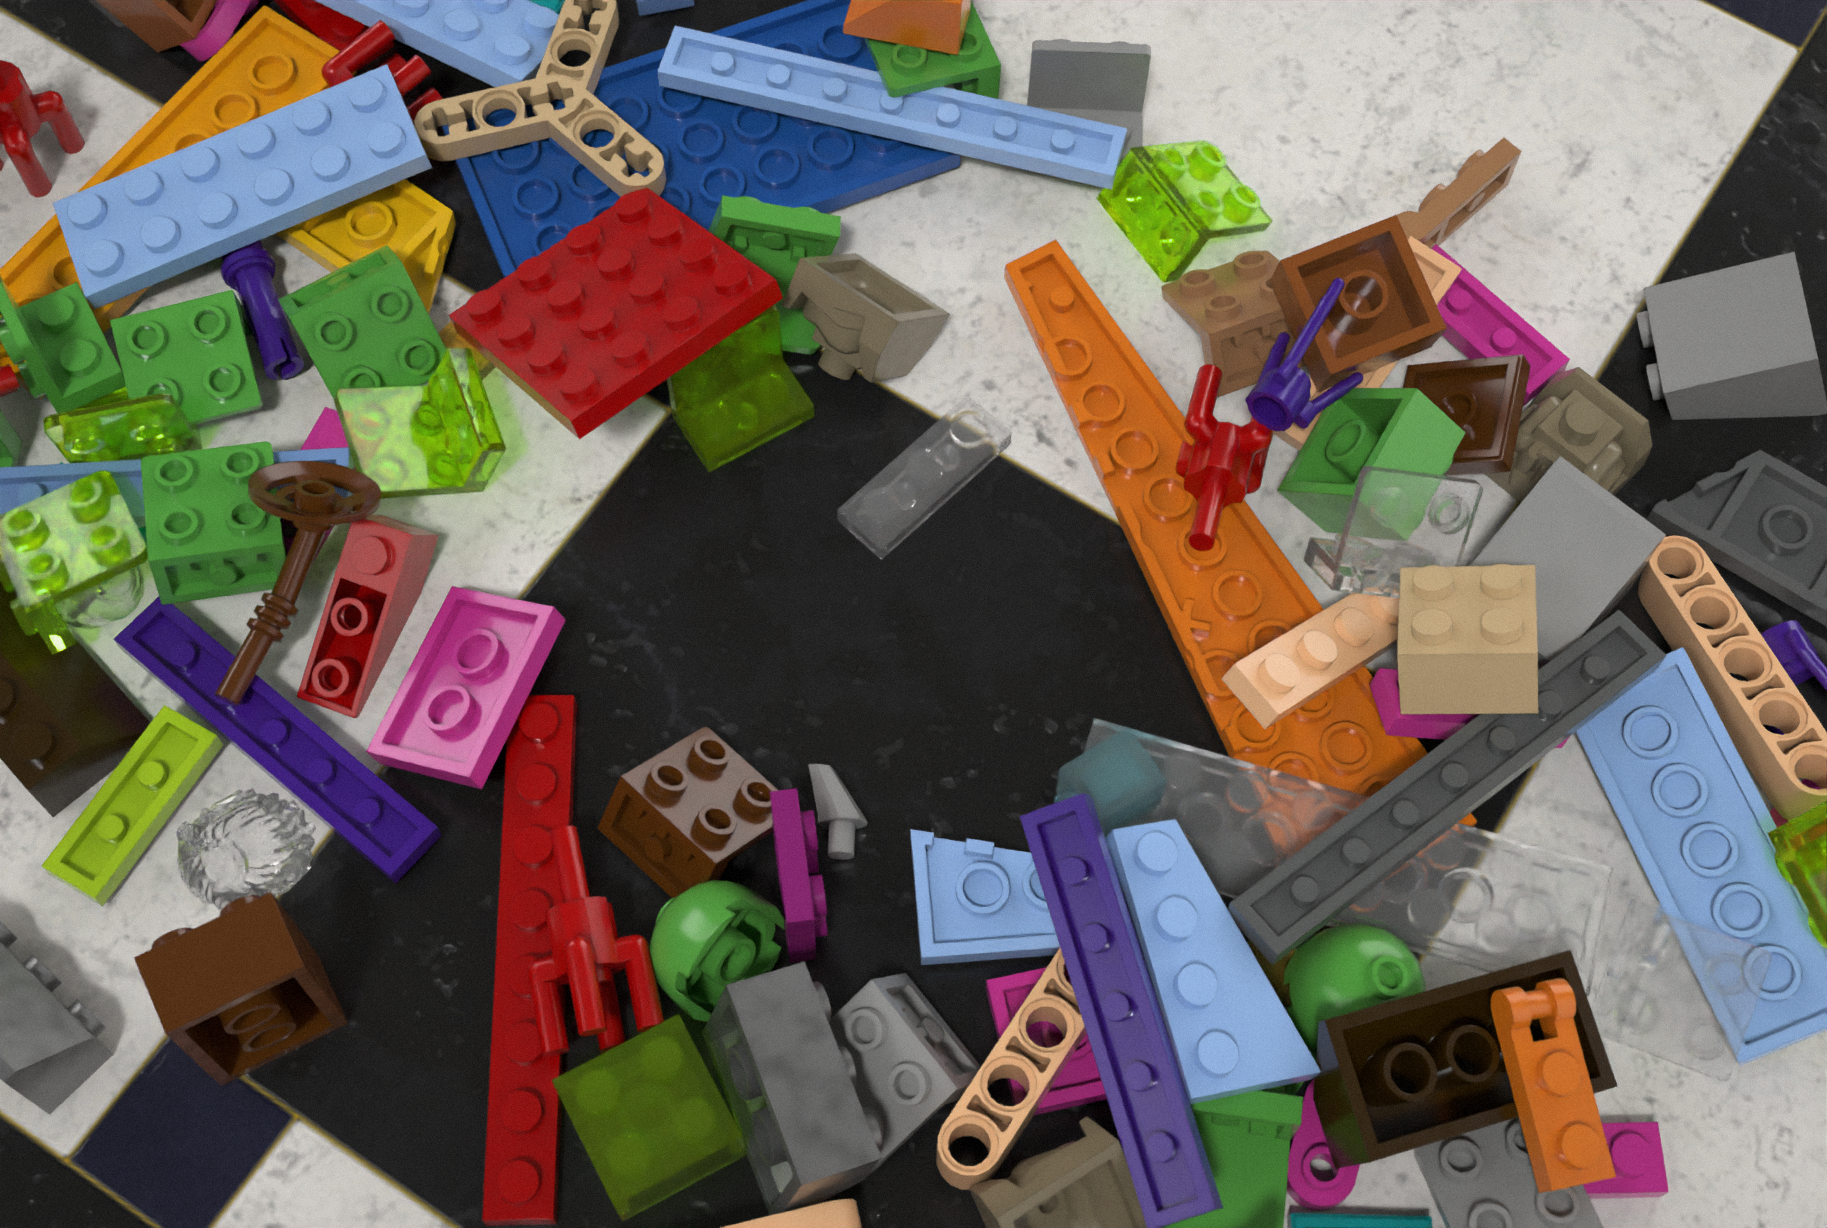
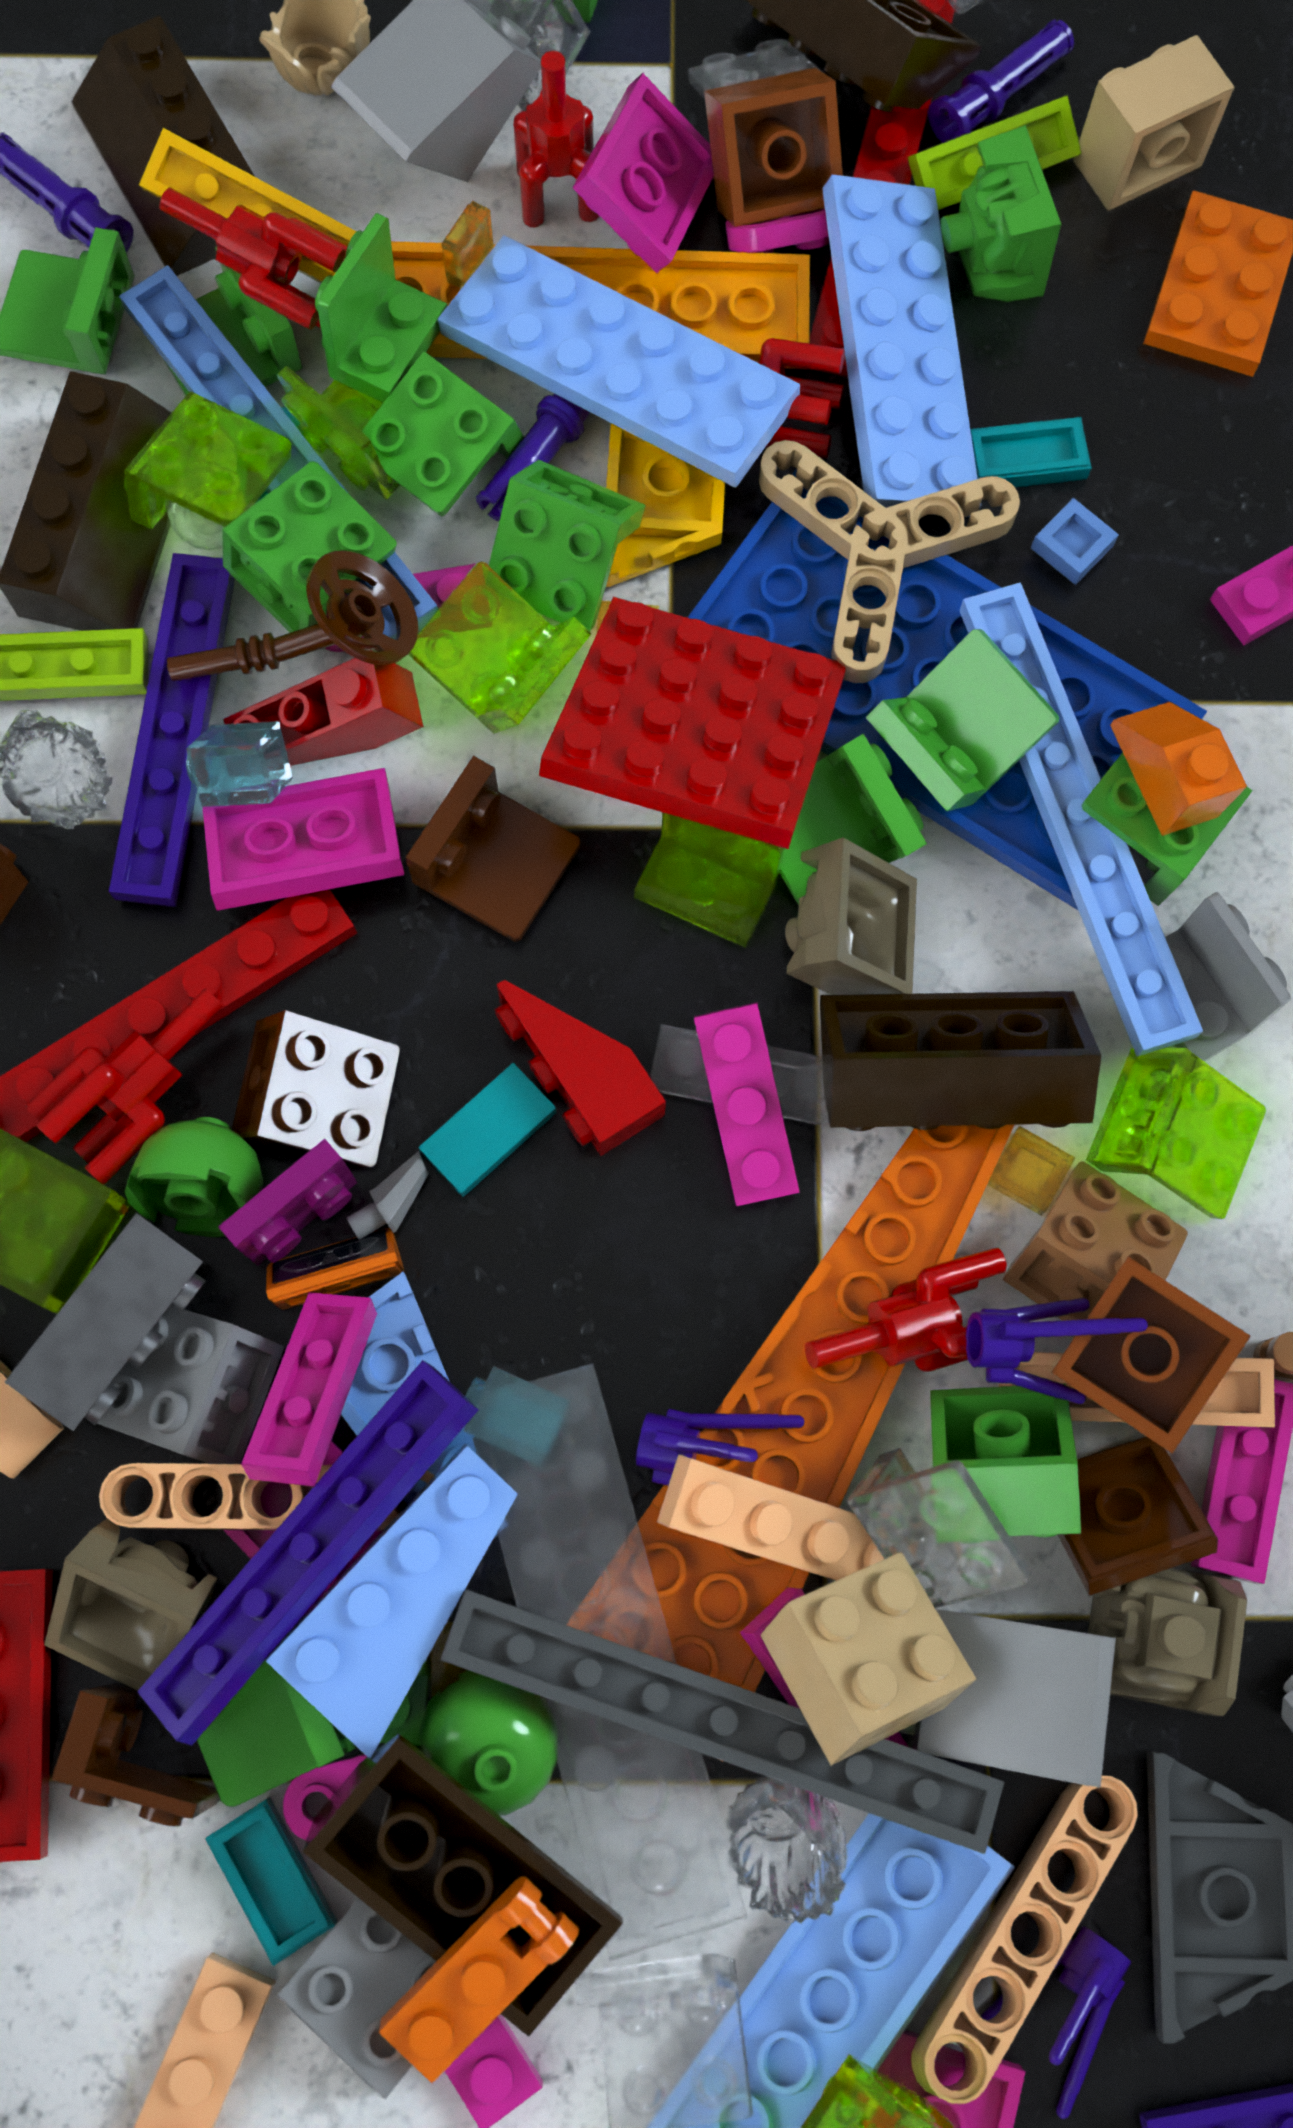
camera: 55 degrees right, 10 degrees up
(39, 233) = (467, 244): none -> clear yellow tile
(96, 65) = (647, 173): none -> dark pink plate
(359, 695) = (239, 764): none -> clear light blue brick
(597, 549) = (490, 854): none -> reddish brown bracket
(762, 123) = (965, 722): none -> bright green bracket
(830, 698) = (487, 1129): none -> teal tile
(840, 585) = (593, 1073): none -> red slope
(865, 890) = (333, 1268): none -> orange slope
(953, 481) = (746, 1104): none -> dark pink plate
(974, 940) = (310, 1390): none -> dark pink plate
(1028, 306) = (957, 1060): none -> dark brown slope
(1148, 322) = (1030, 1170): none -> clear yellow tile
(1199, 695) = (676, 1434): none -> dark purple plant
(1577, 805) = (787, 1849): none -> clear hair

